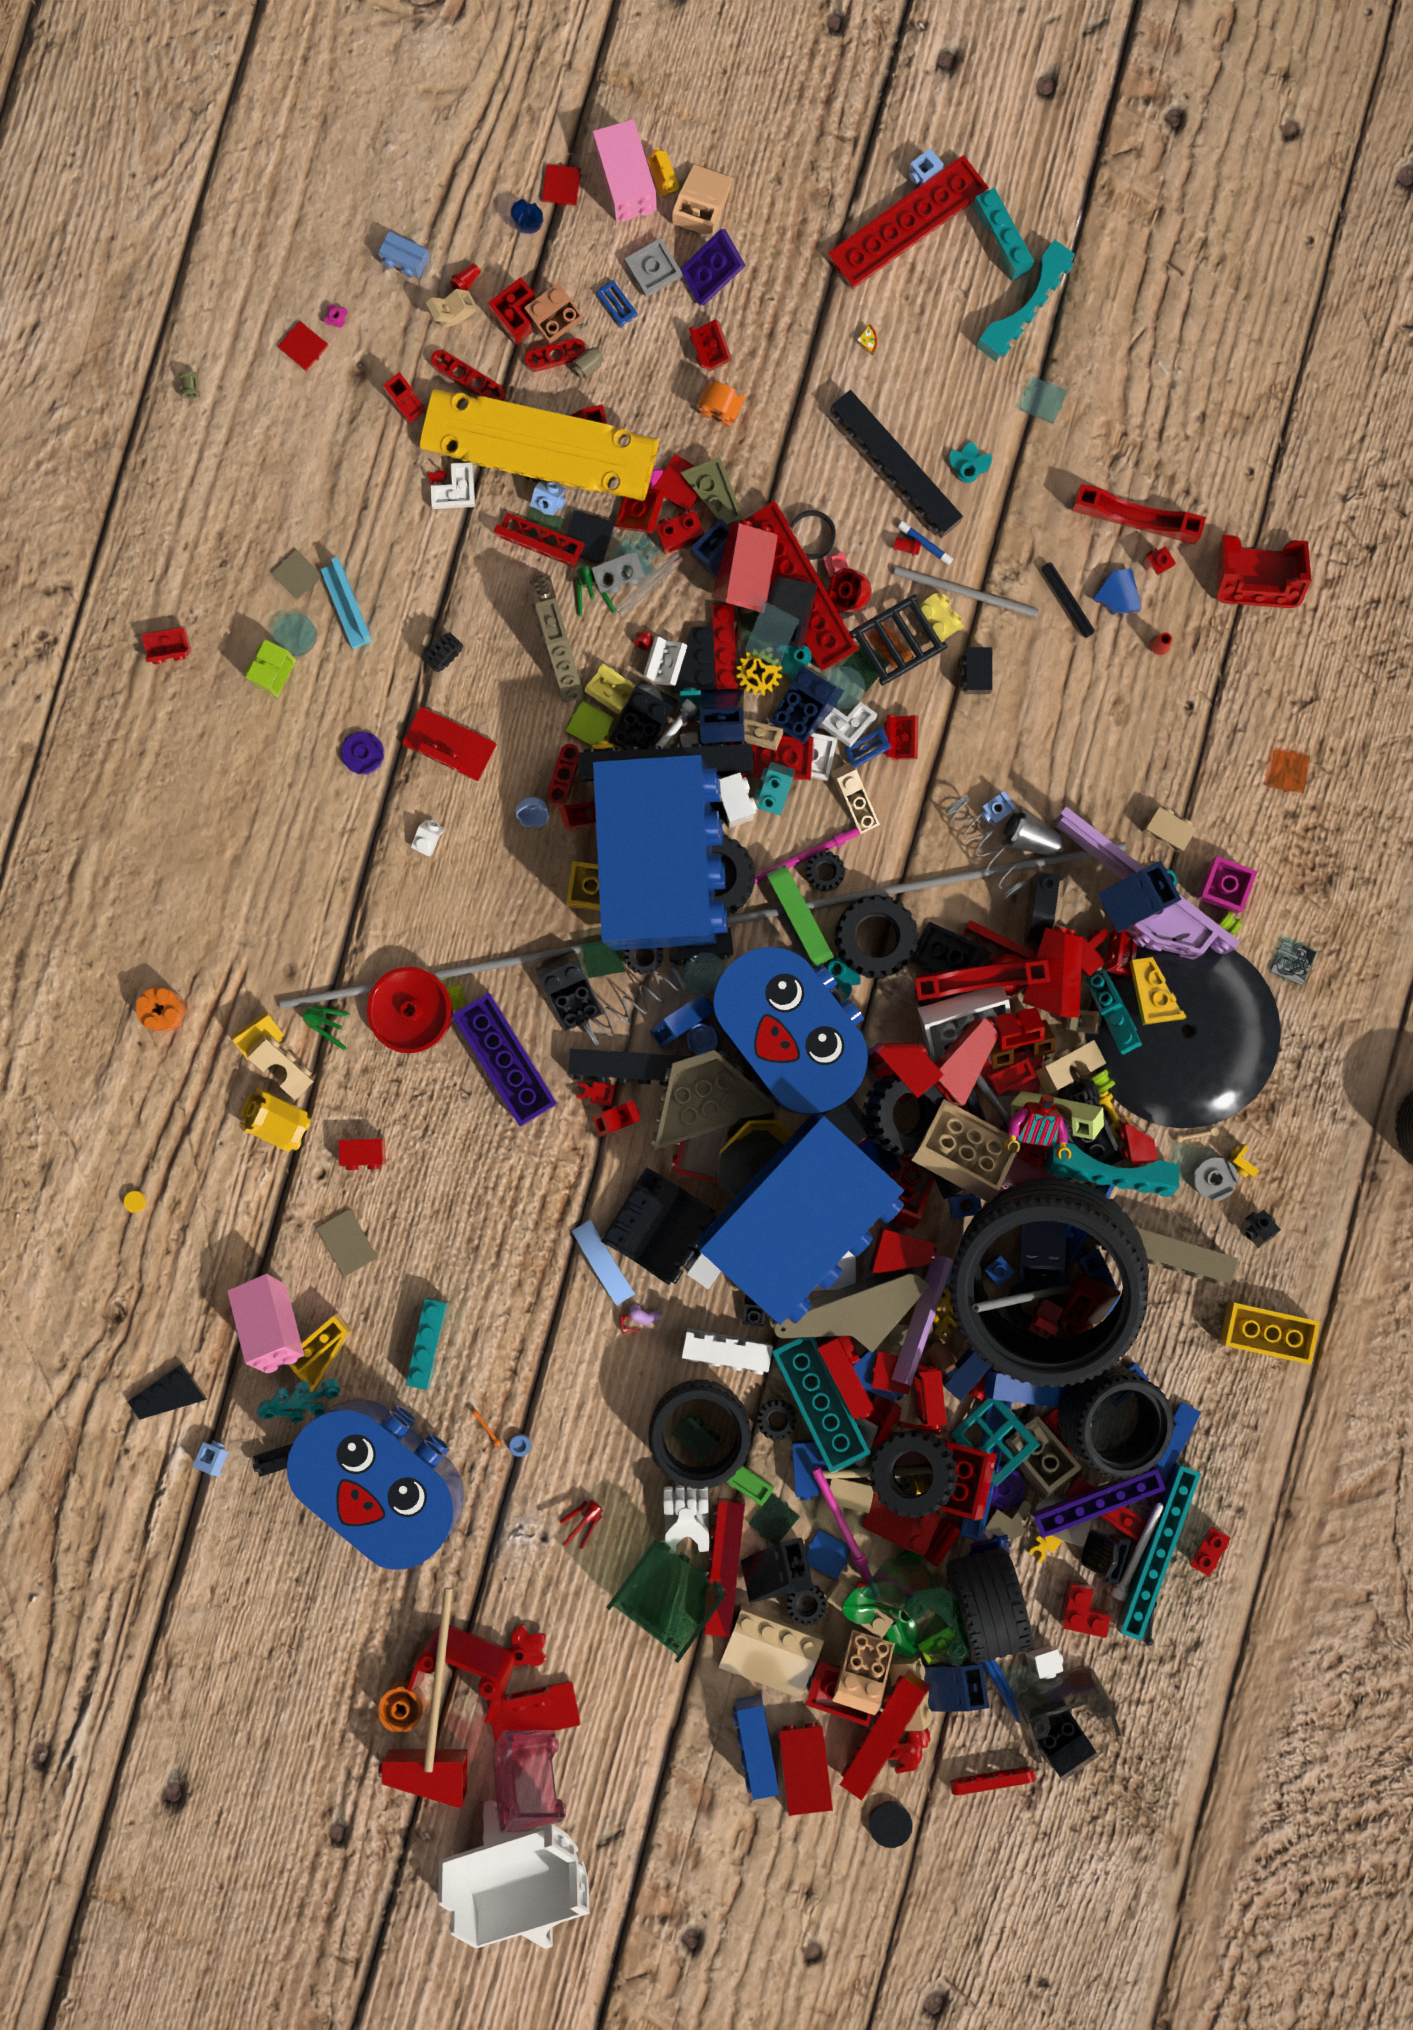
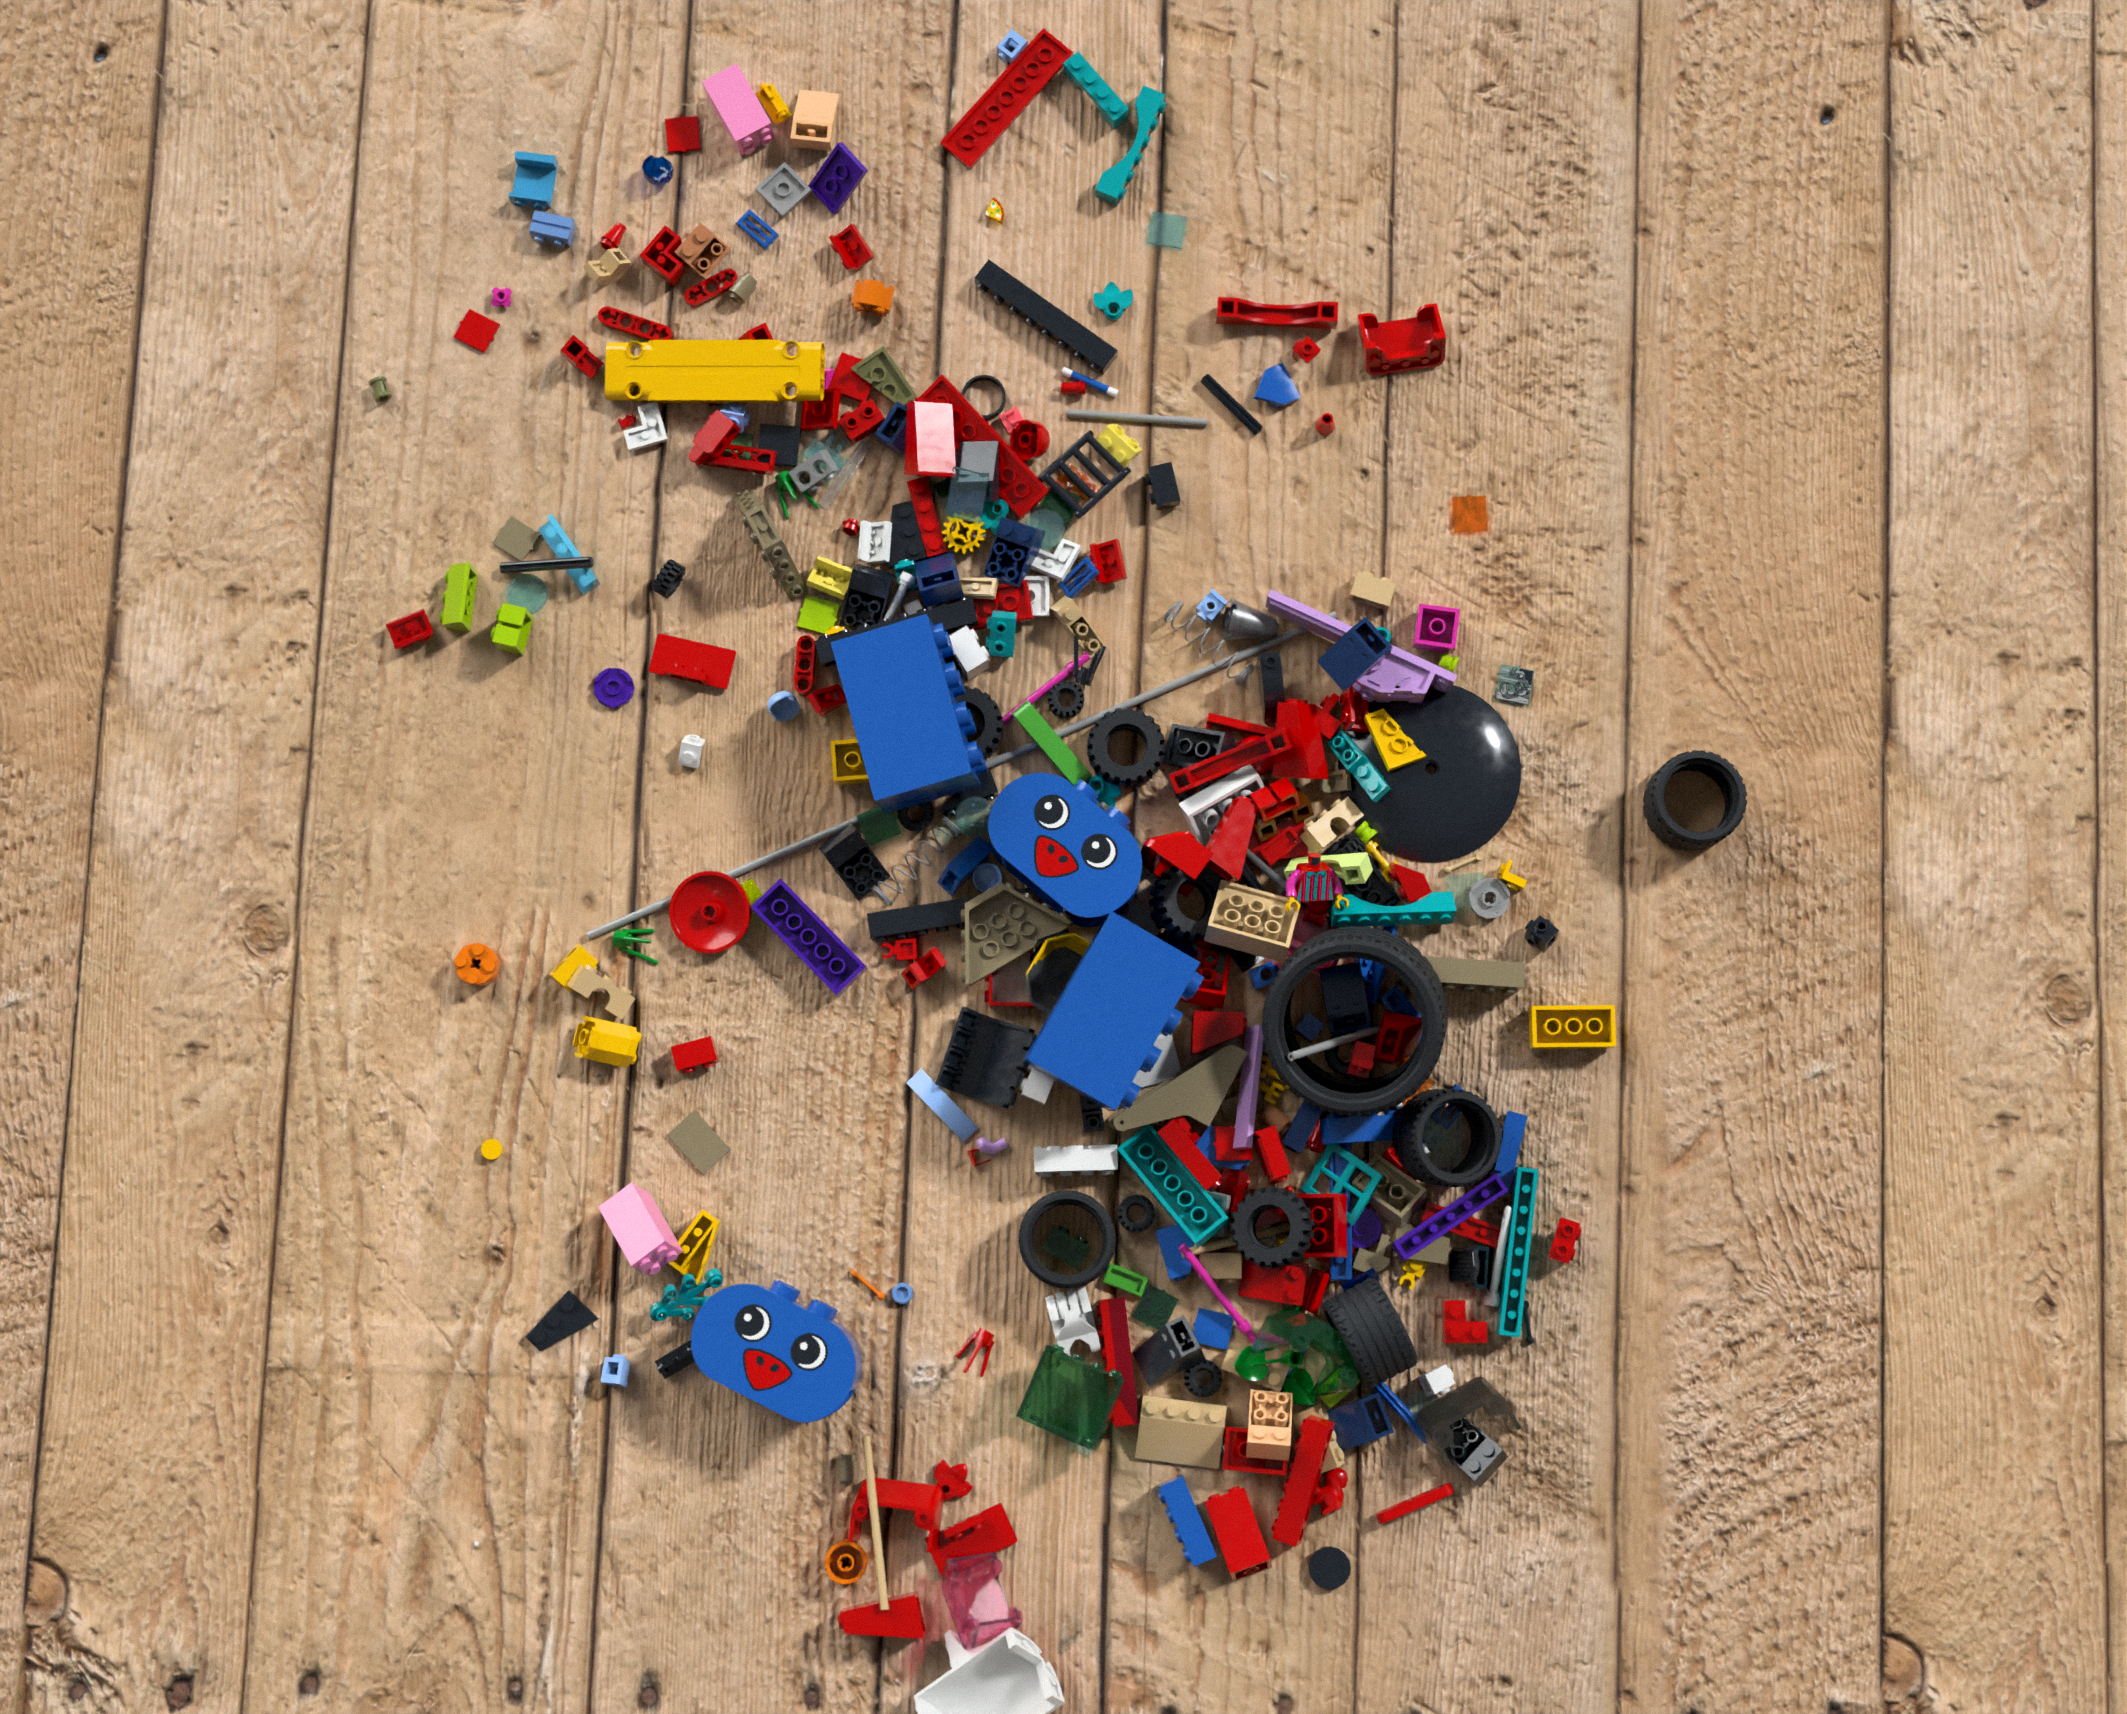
camera: 15 degrees left, 5 degrees down
(224, 622) = (459, 597): none -> lime slope
(320, 609) = (547, 564): none -> black axle
(396, 199) = (534, 180): none -> dark azure panel
(423, 1612) = (846, 1469): none -> dark tan brick
(426, 1343) = (794, 1217): teal arch -> none
(521, 514) = (713, 438): none -> hinge
(852, 850) = (1085, 674): none -> black plant

